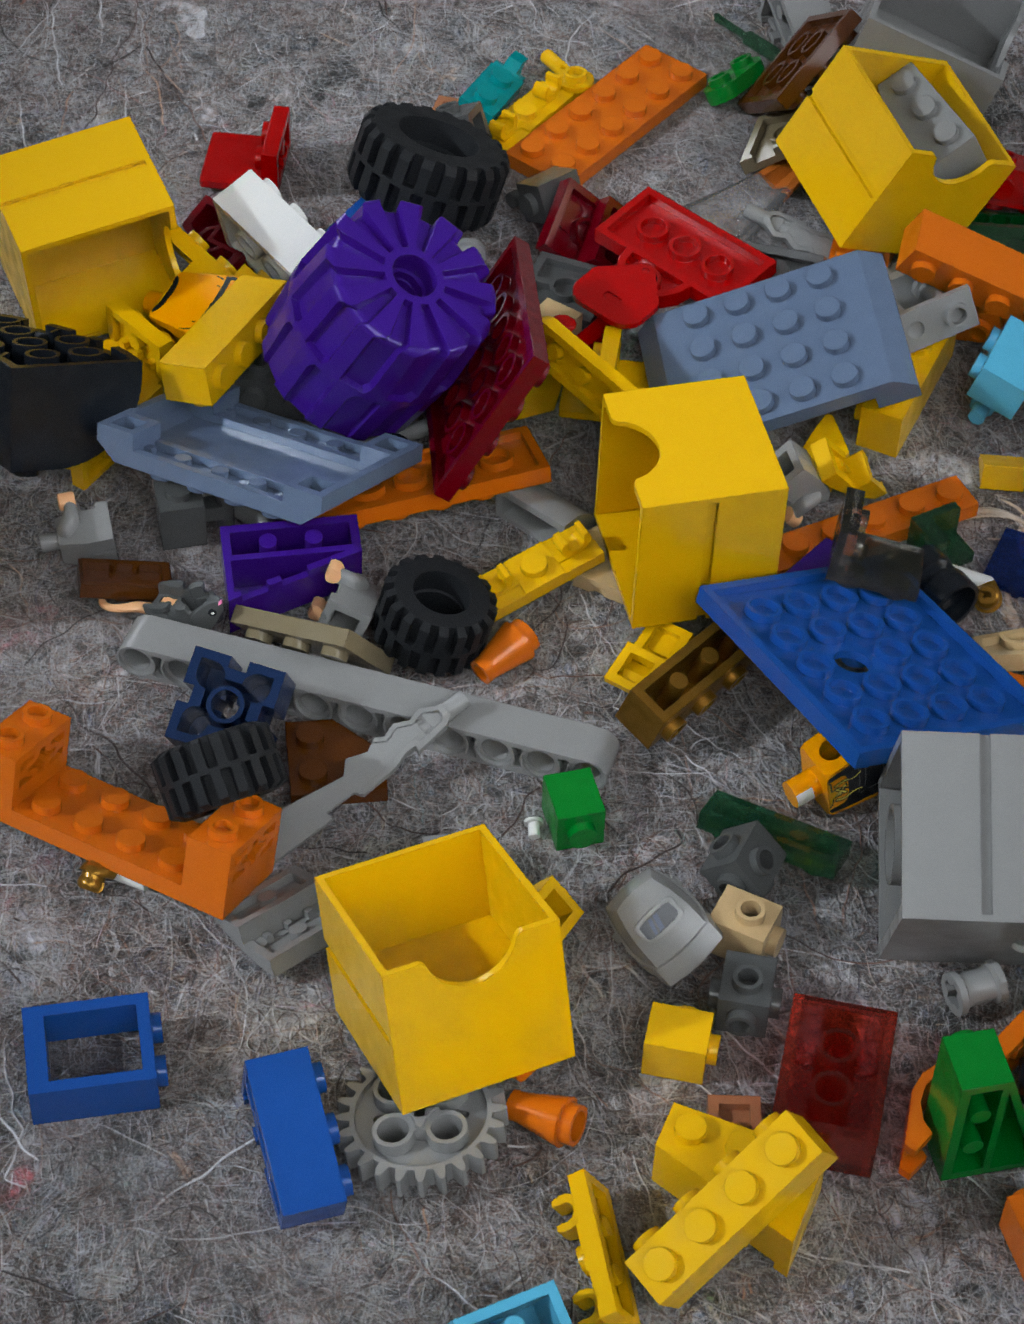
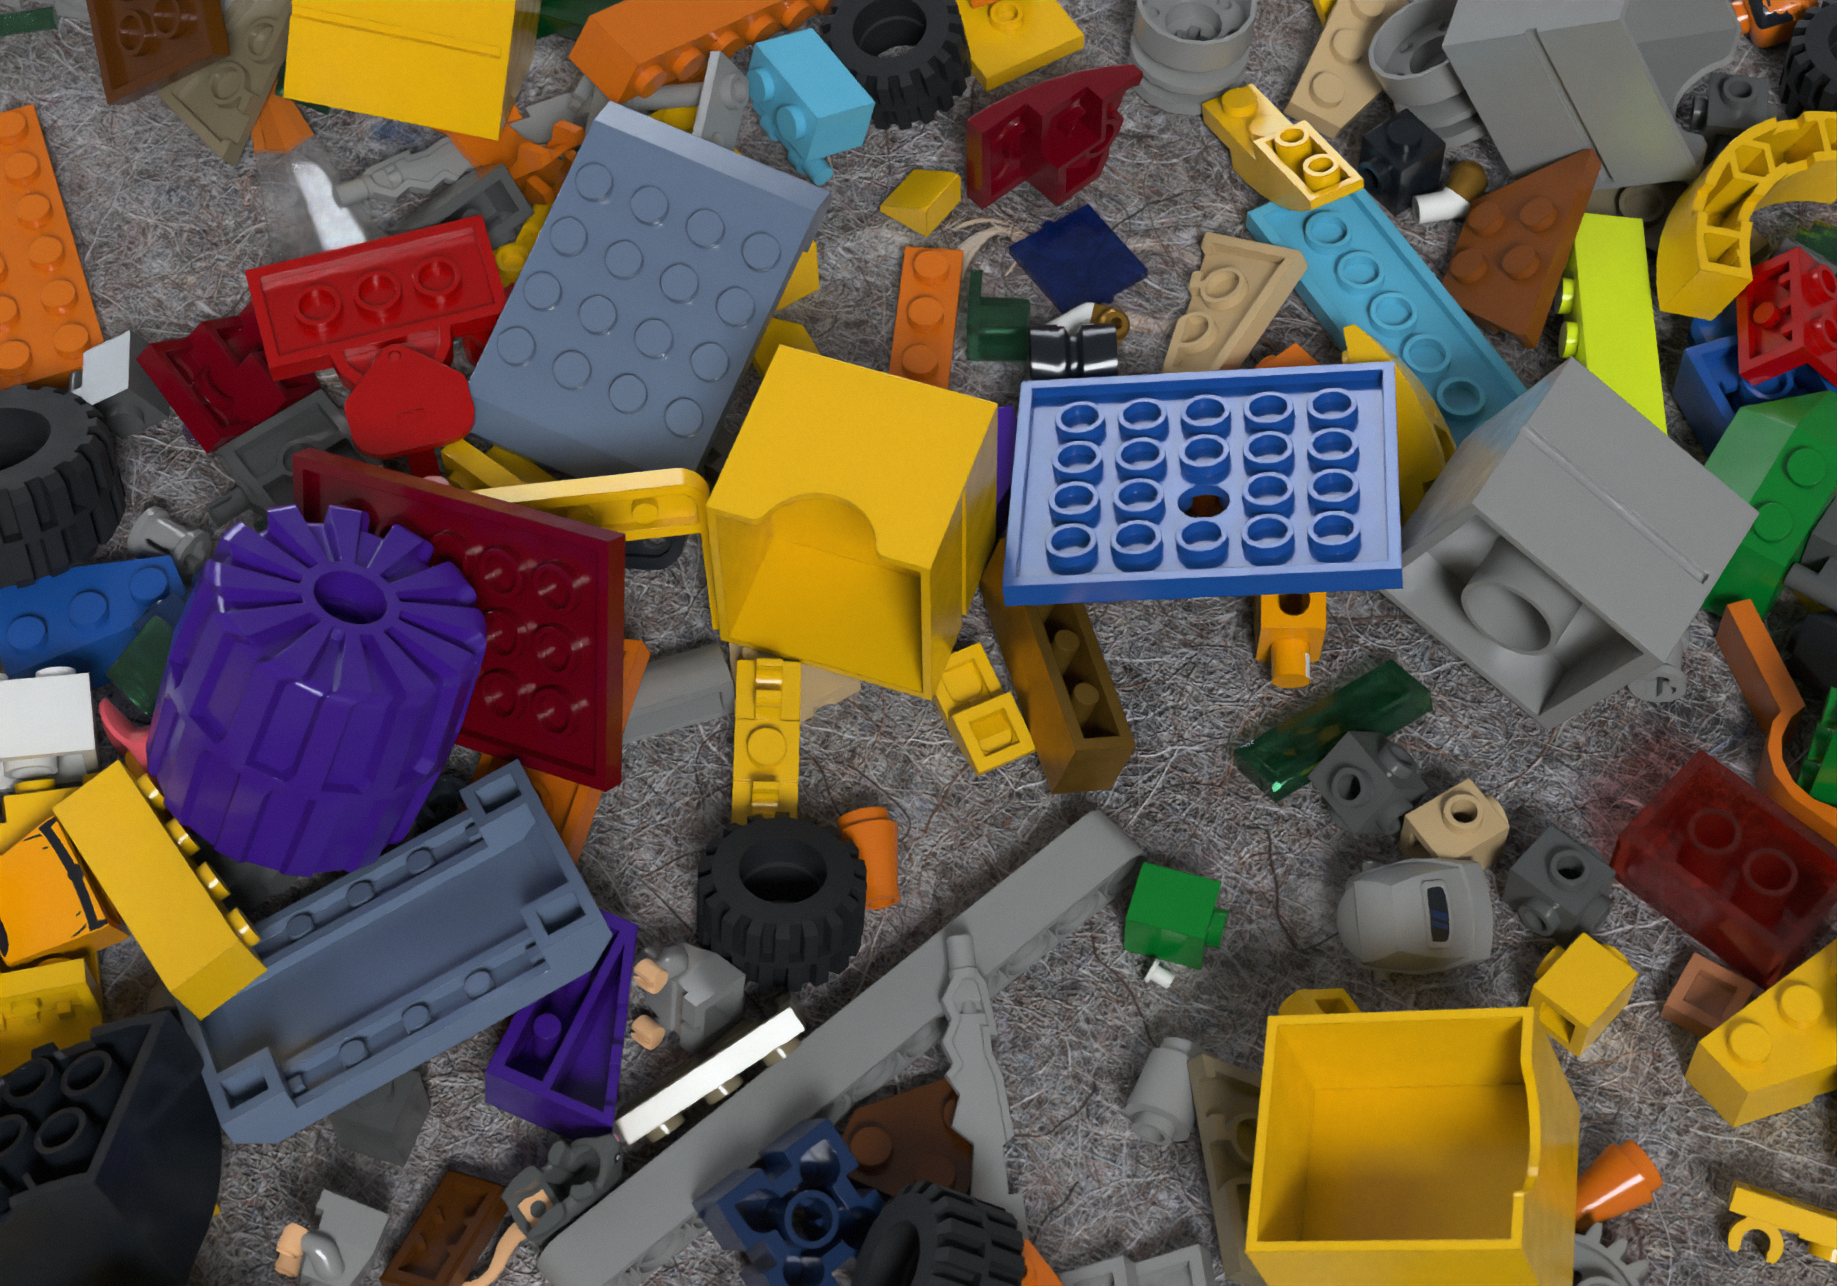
camera: 55 degrees left, 10 degrees up
(734, 81) = (72, 82): green plate -> none
(842, 471) = (839, 338): yellow slope -> none
(870, 560) = (1044, 393): clear smoke bracket -> none

